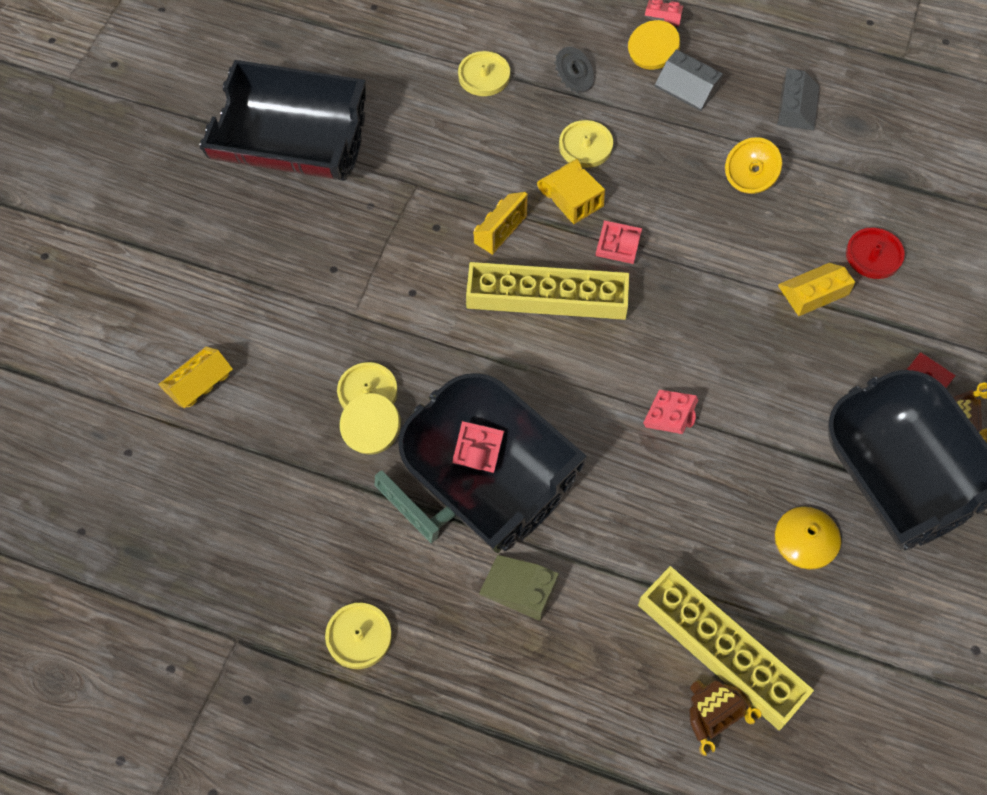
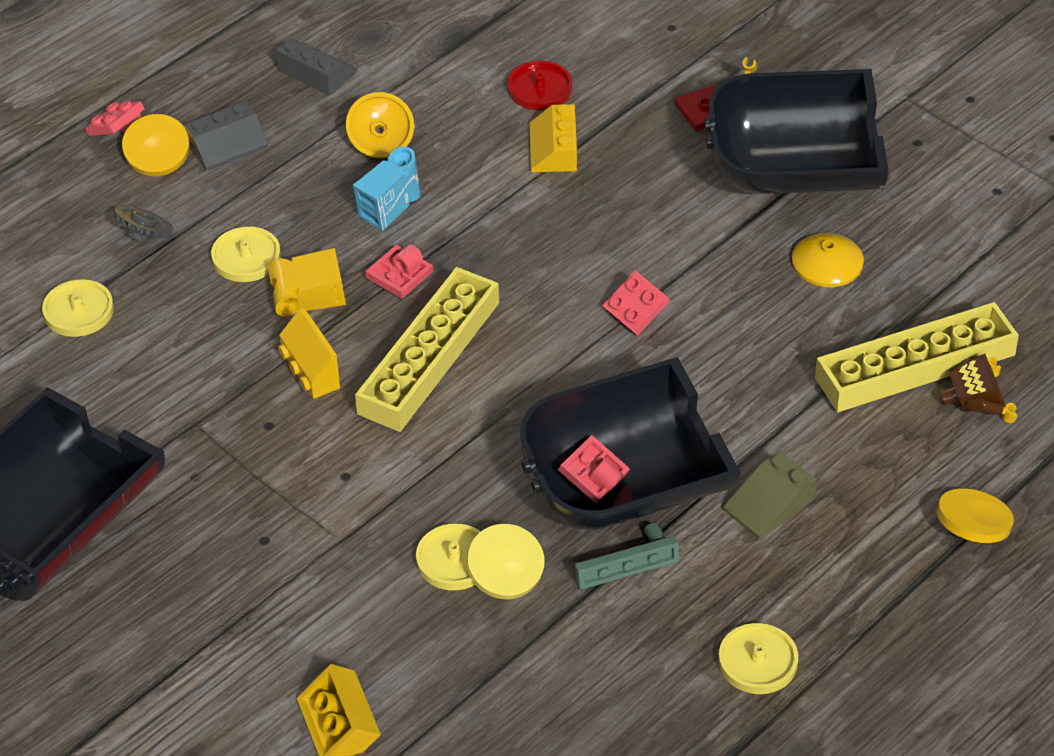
camera: 65 degrees left, 15 degrees down
(570, 755) = (975, 515): none -> yellow piece
(688, 198) = (388, 188): none -> medium azure piece

